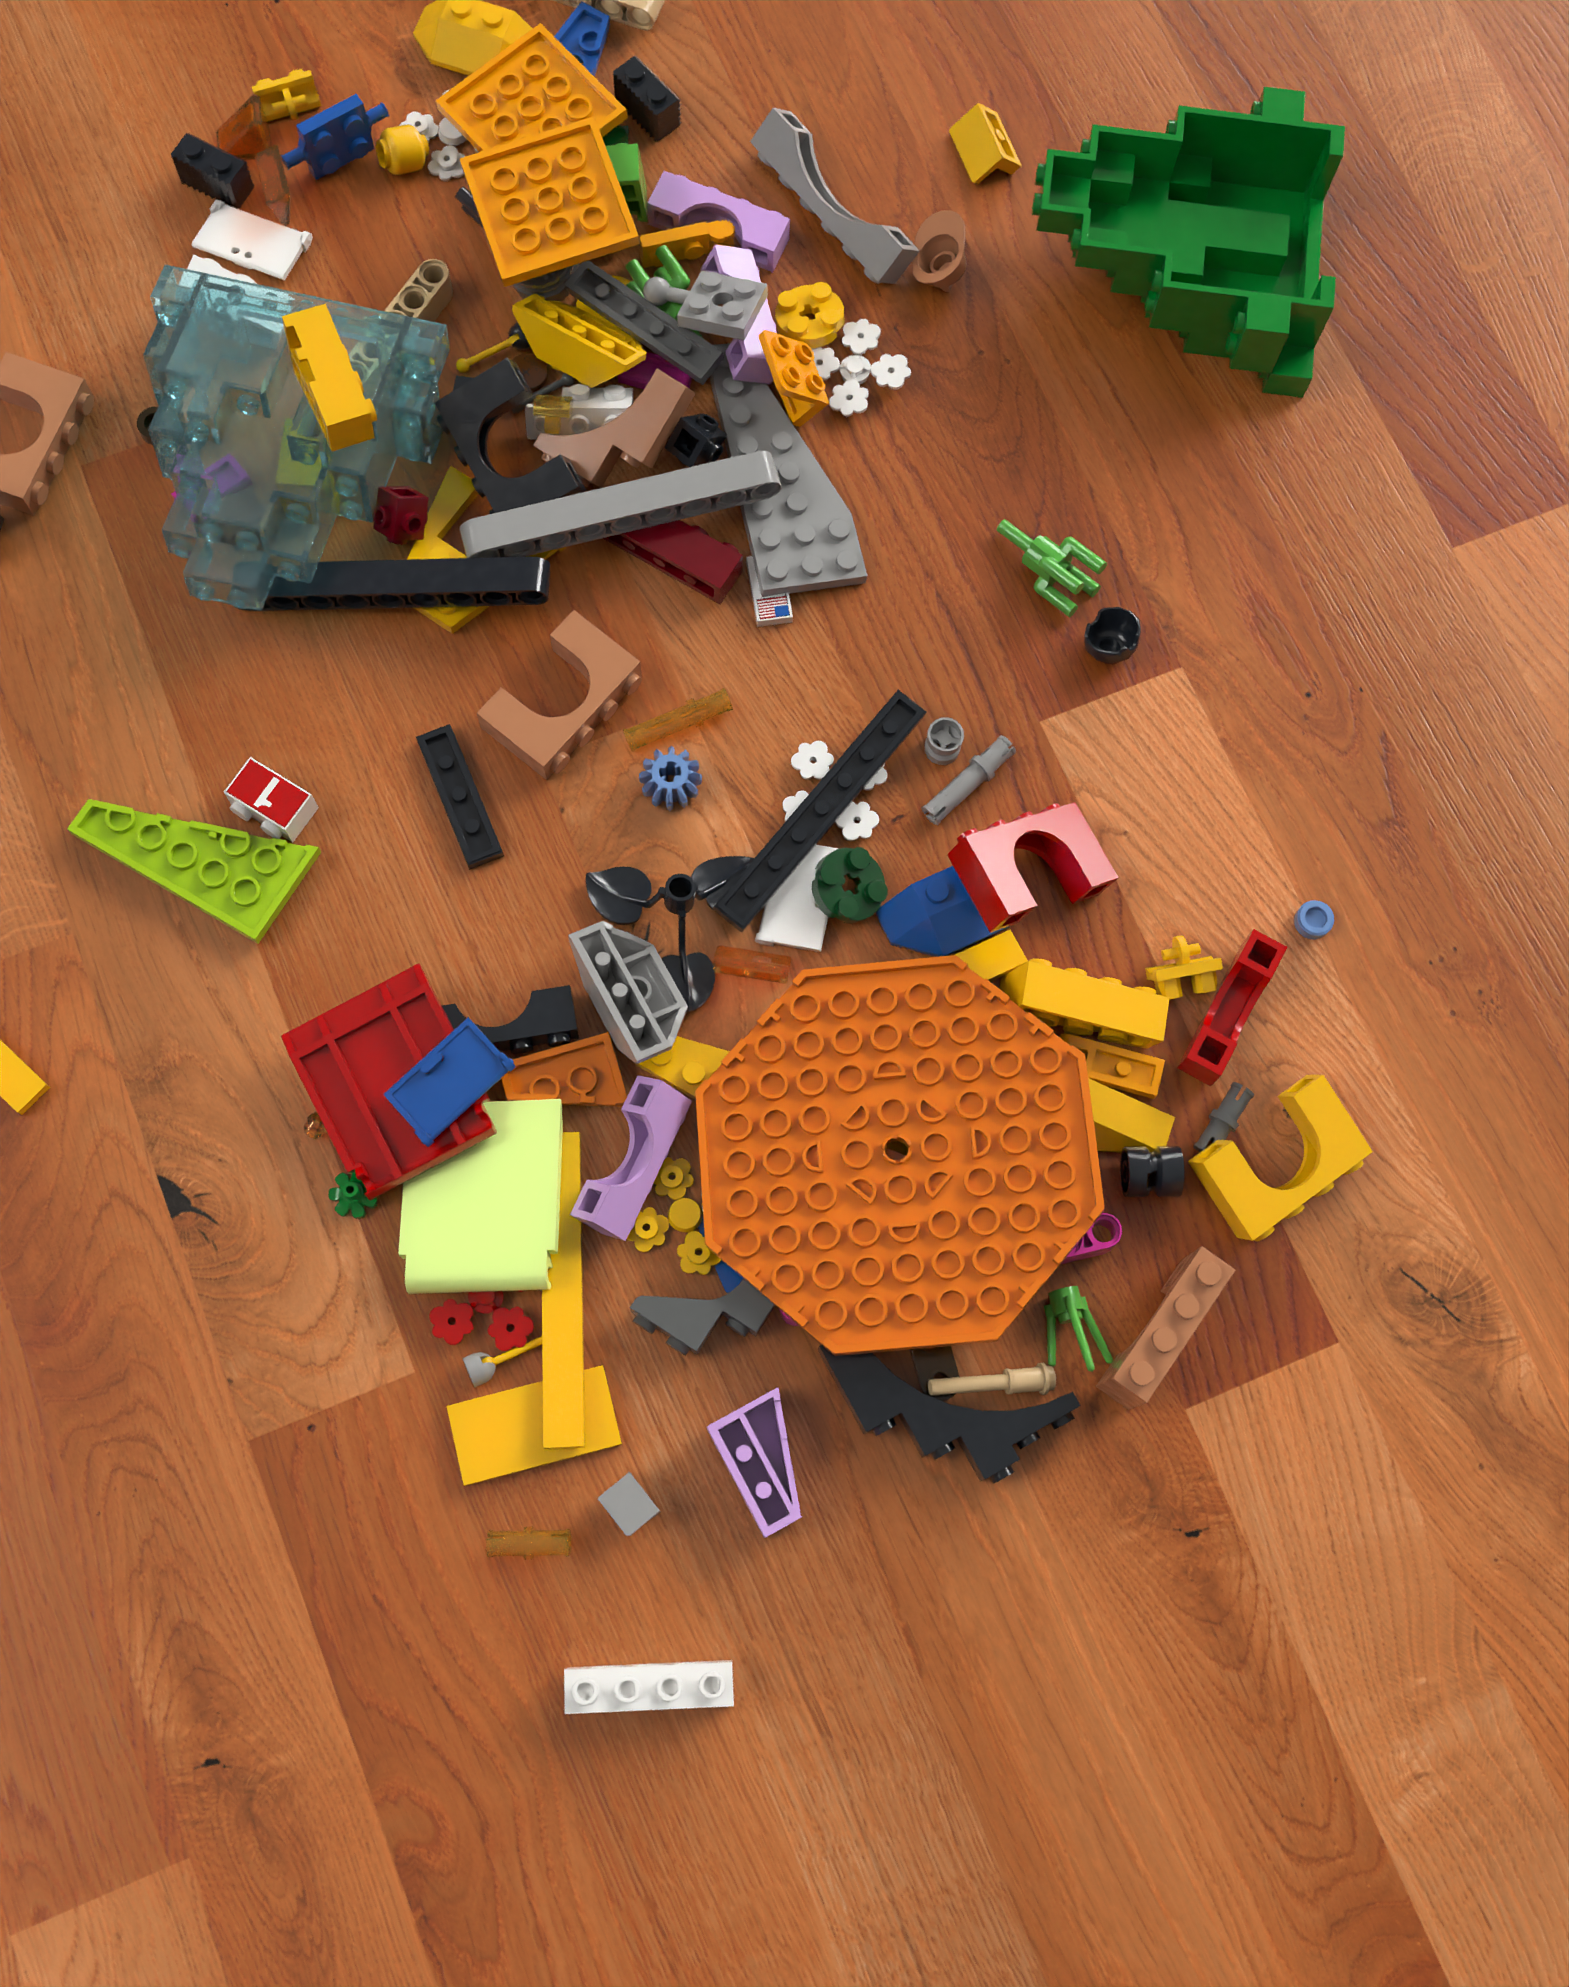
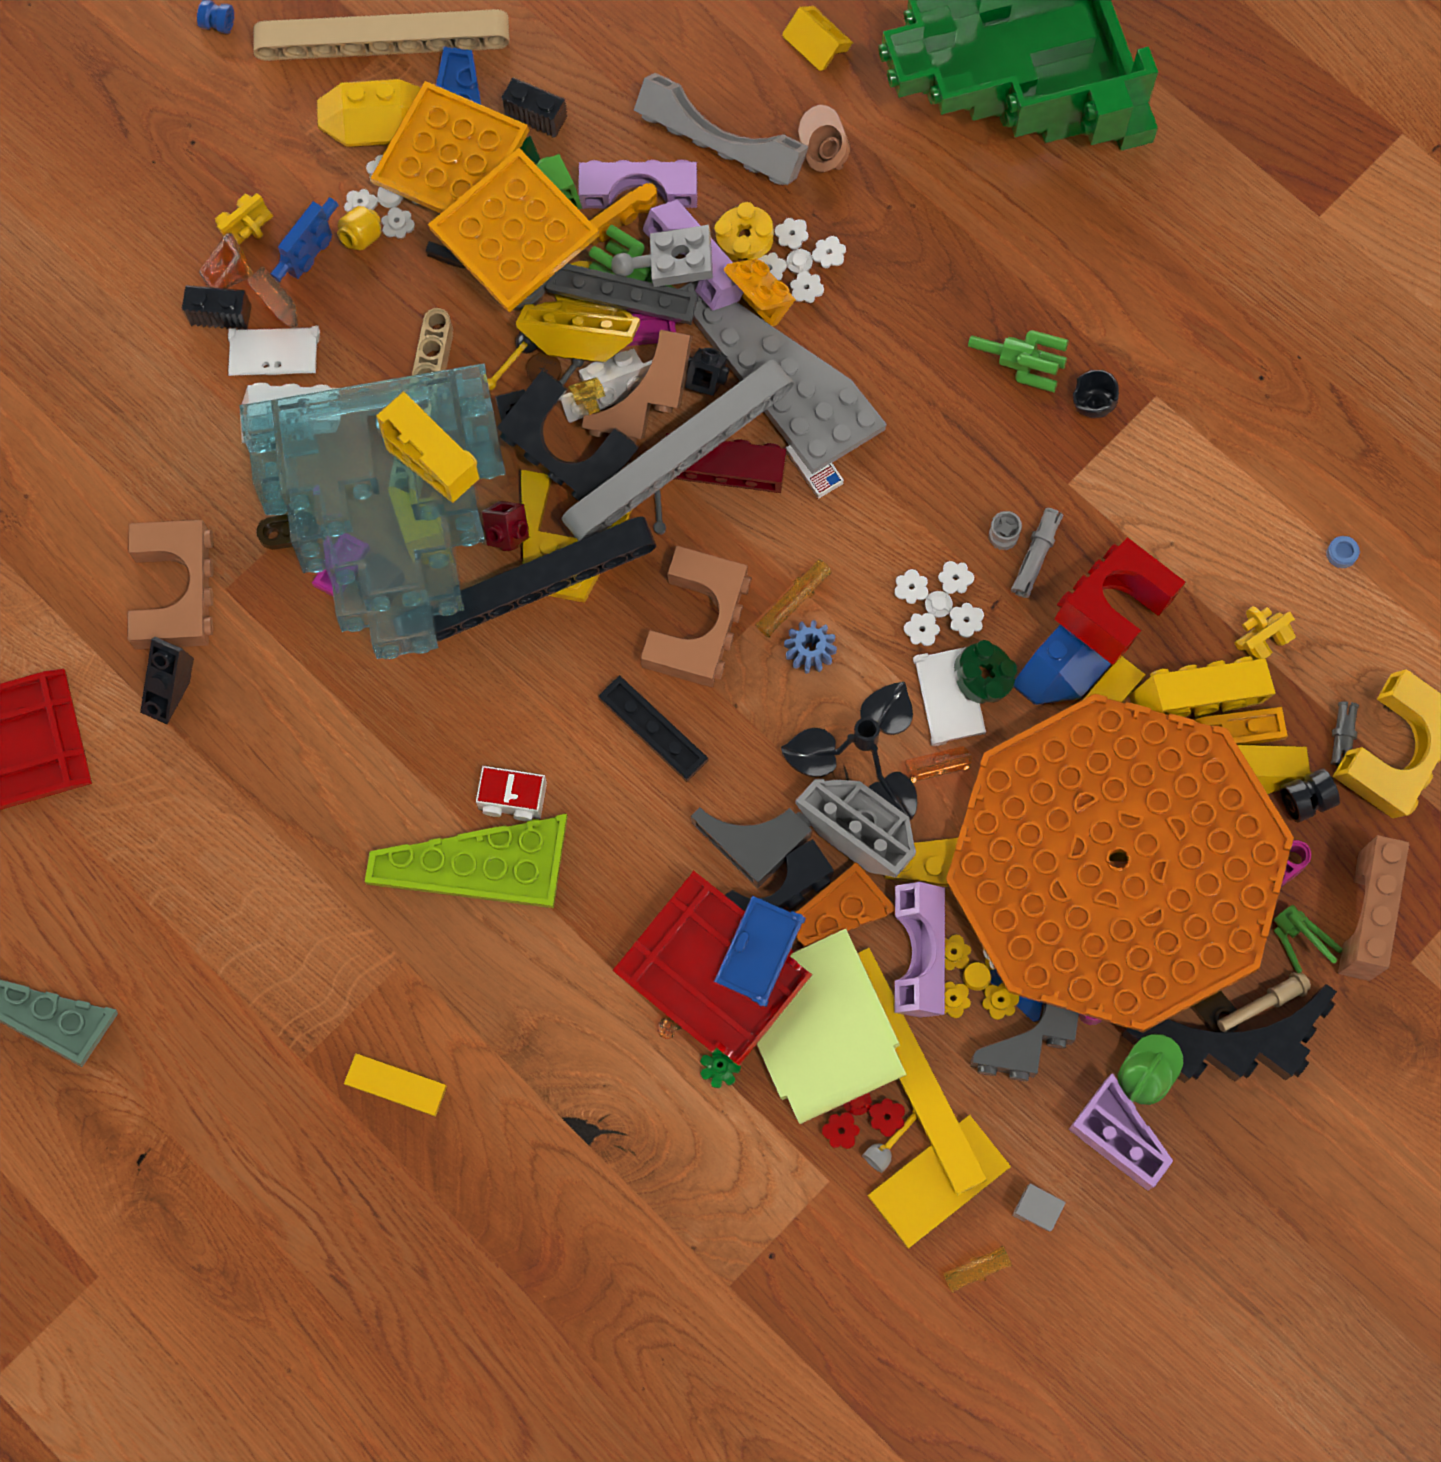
camera: 15 degrees left, 0 degrees up
(511, 970) = (756, 848): none -> dark grey arch
(571, 586) = (659, 527): none -> dark grey hinge
(648, 1686) = (1116, 1333): white brick -> none
(819, 811) = (936, 624): black tile -> none
(827, 1402) = (1150, 1069): none -> bright green piece
(1231, 1007) = (1311, 666): red arch -> none

